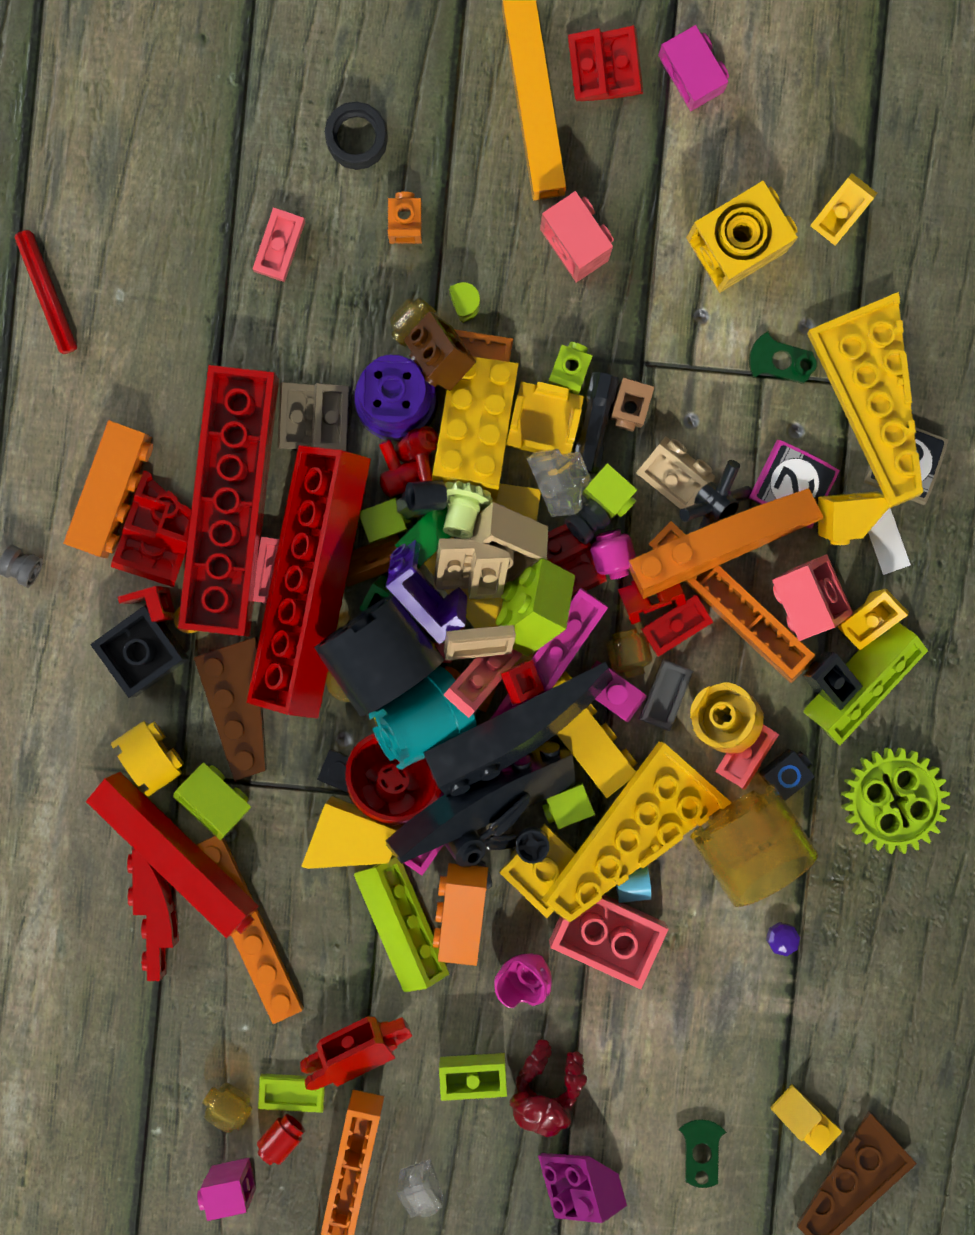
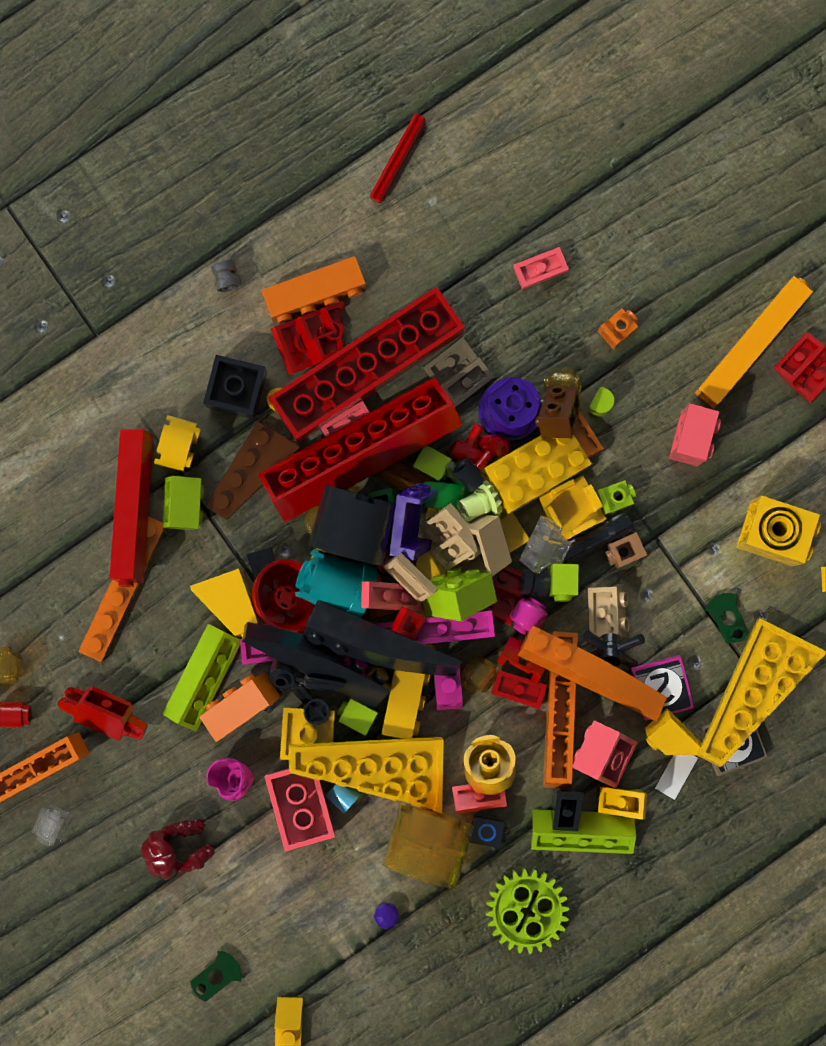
camera: 50 degrees right, 5 degrees down
(153, 898) = (94, 516): red slope -> none
(157, 600) = (273, 373): red panel -> none
(289, 1094) = (44, 697): lime tile -> none
(354, 110) = (648, 241): black tyre -> none
(472, 1076) = (147, 797): lime brick -> none
(581, 1187) = (134, 920): magenta slope -> none
(666, 695) = (472, 719): dark grey tile -> none

